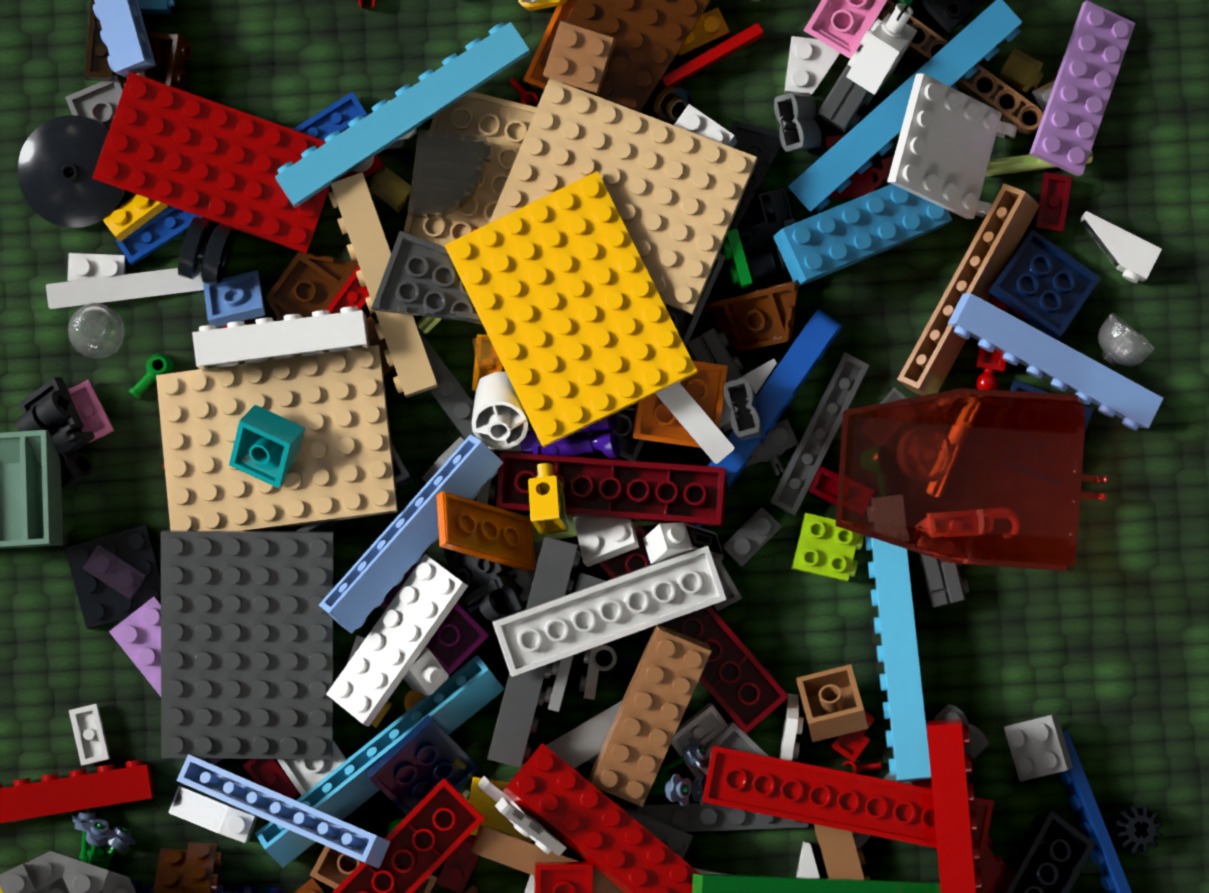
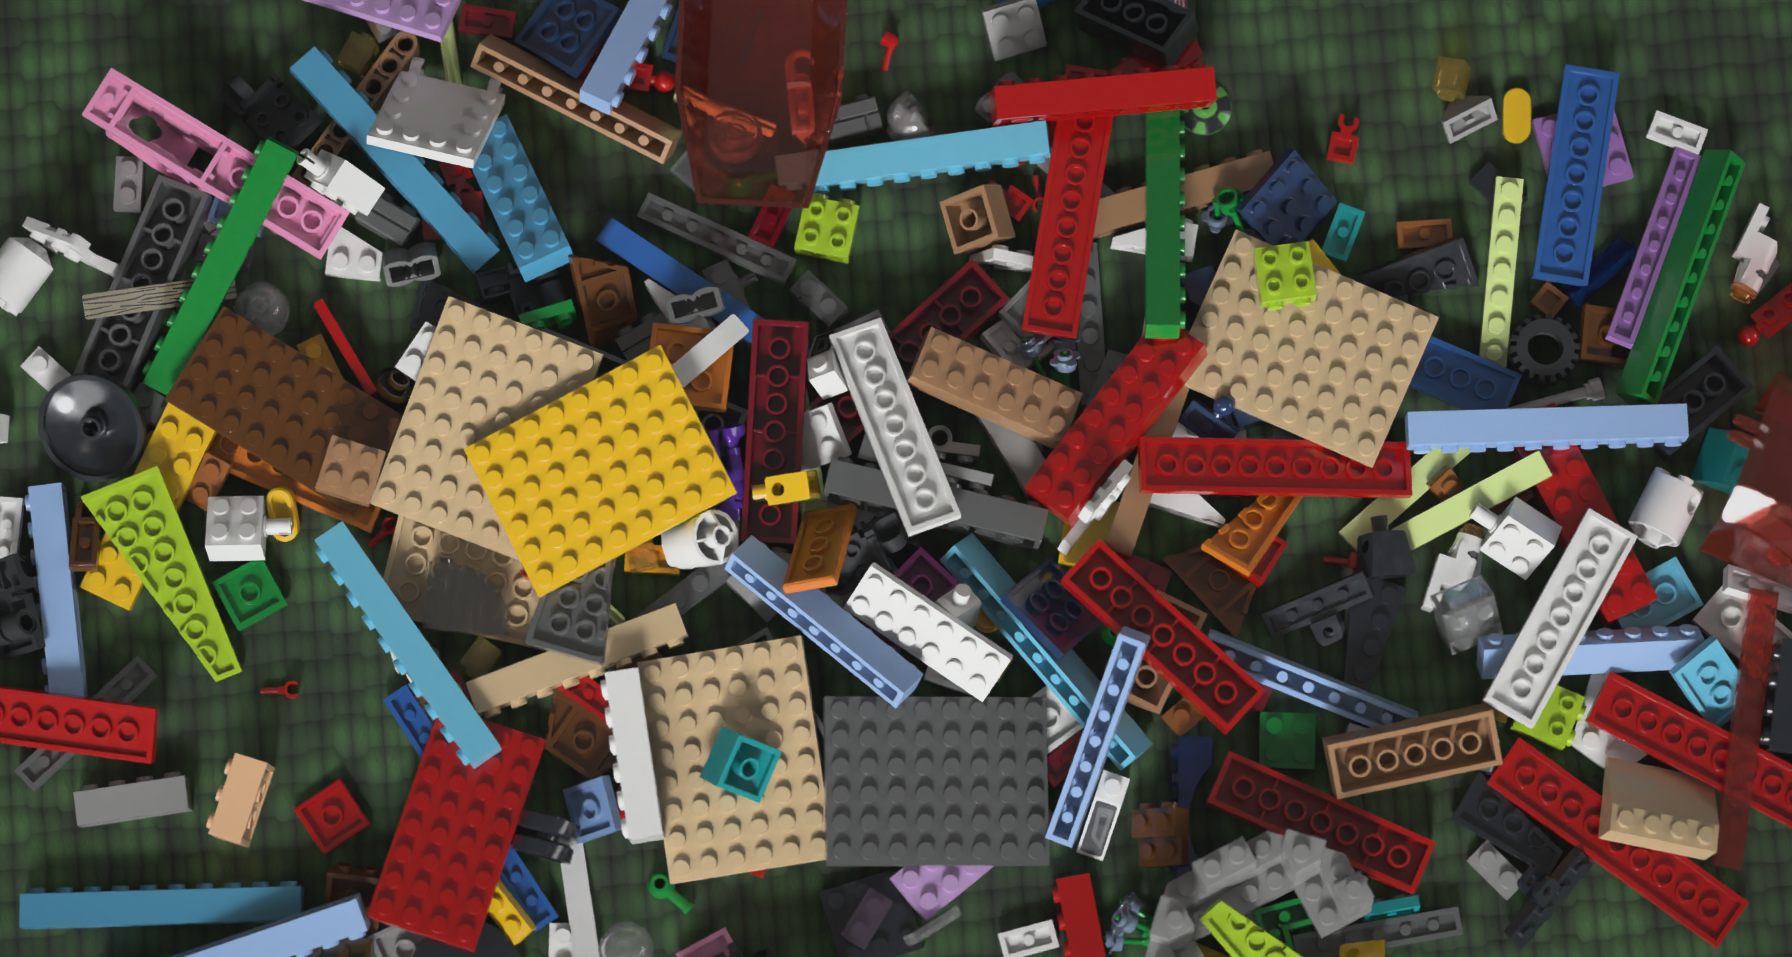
camera: 90 degrees left, 5 degrees down
(102, 635) = (932, 926): none -> clear tile
(239, 41) = (332, 816): none -> red tile
(939, 634) = (908, 119): none -> clear cylinder
(1026, 618) = (890, 41): none -> red hand

